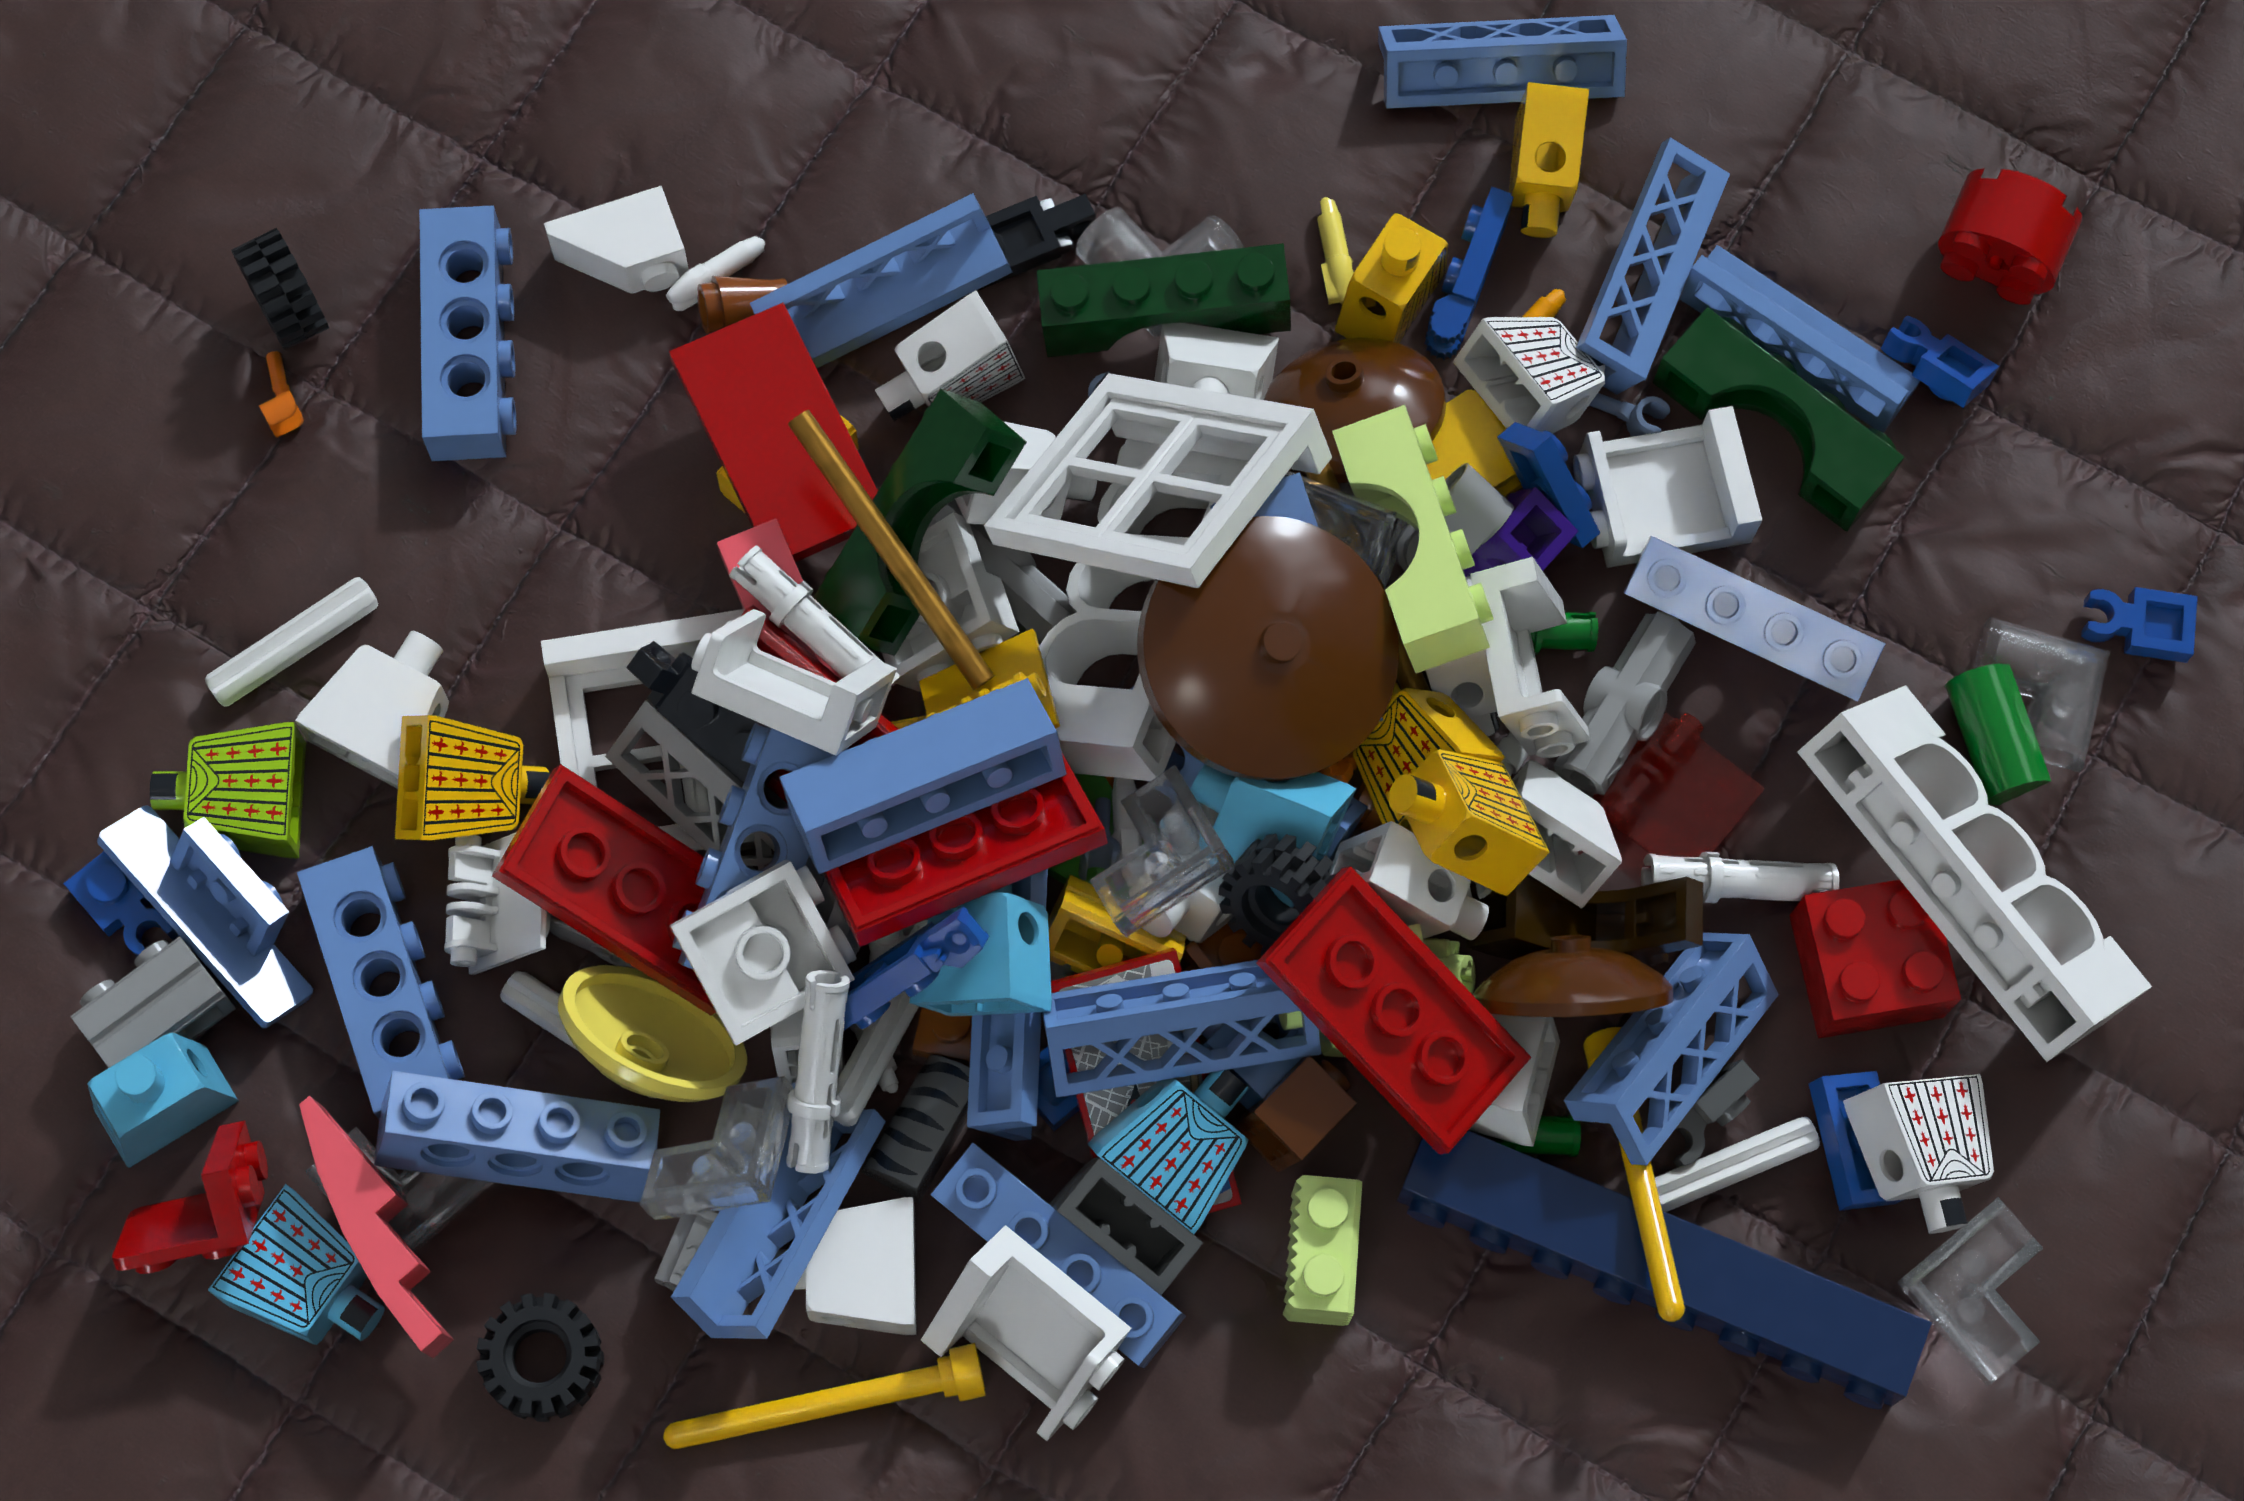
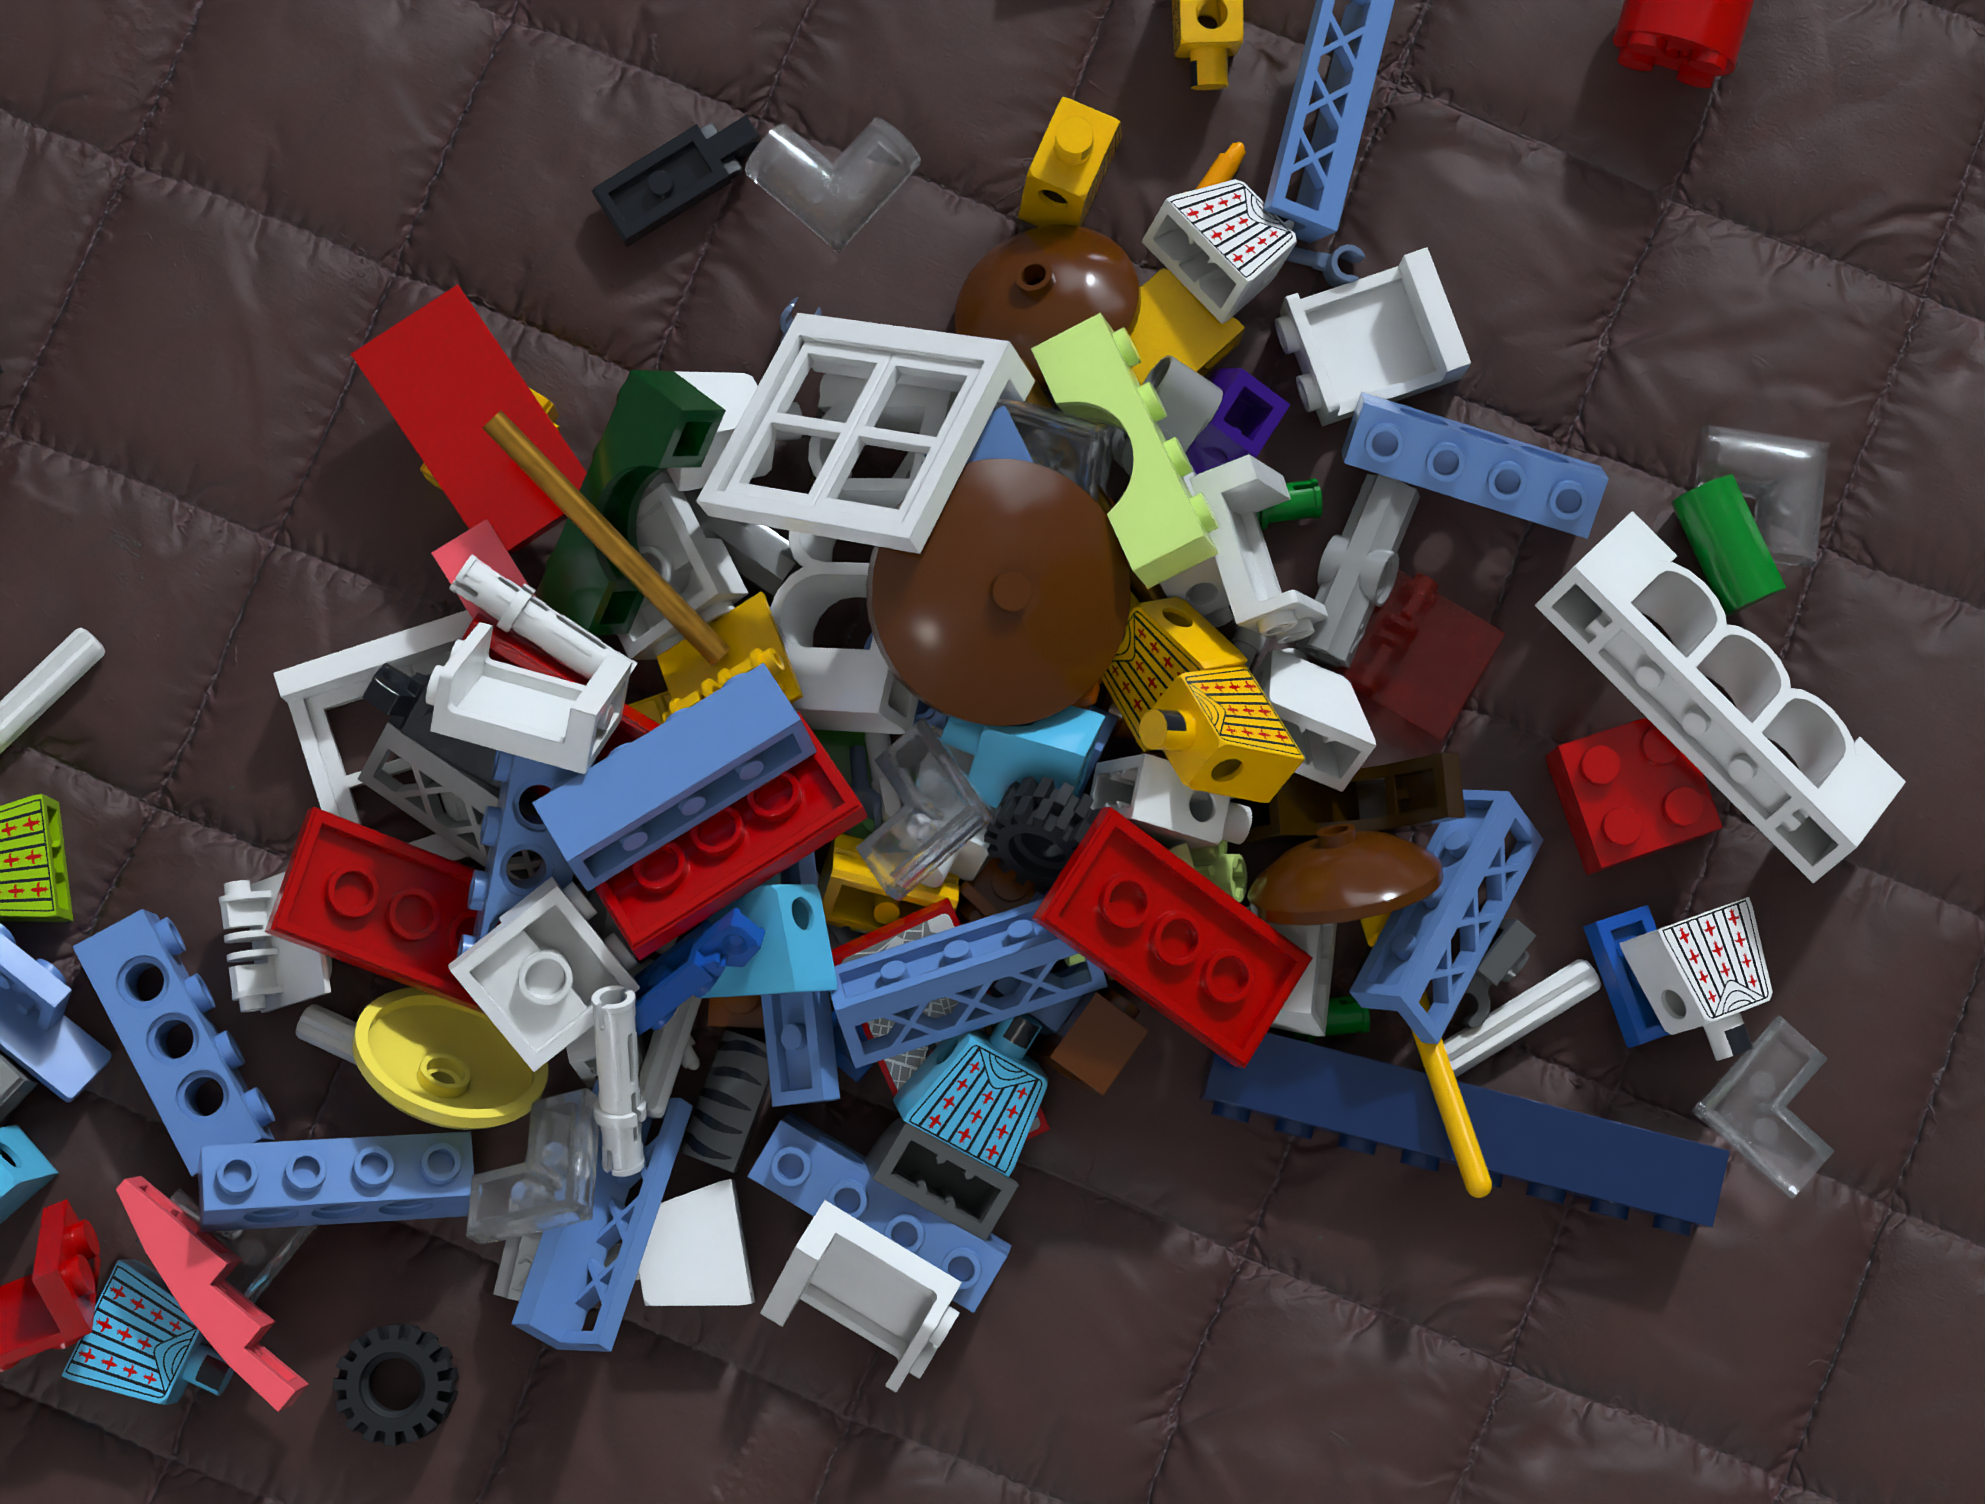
camera: 10 degrees left, 10 degrees up
(364, 705) = (128, 763): white torso -> none
(449, 245) = (107, 267): medium blue brick -> none
(460, 780) = (219, 829): yellow torso -> none
(622, 242) = (286, 235): white slope -> none
(684, 291) = (373, 259): white piece -> none
(729, 298) = (413, 281): dark orange cone -> none
(892, 281) = (563, 241): medium blue fence -> none
(952, 352) = (657, 305): white torso -> none
(954, 1375) = (798, 1339): yellow piece -> none
(1216, 359) = (904, 282): white torso -> none
(1226, 289) = (890, 201): dark green arch -> none
(1323, 1250) = (1136, 1165): yellowish green brick -> none
(1338, 264) = (1012, 149): light yellow piece -> none
(1467, 276) = (1143, 144): blue hinge -> none
(1540, 463) = (1244, 345): blue plate -> none
(1743, 877) = (1493, 731): white pin -> none
(1816, 346) = (1485, 158): medium blue fence -> none
(1841, 458) = (1413, 205): dark green arch -> none
(1944, 365) = (1632, 167): blue plate -> none
(2152, 622) = (1867, 406): blue plate -> none

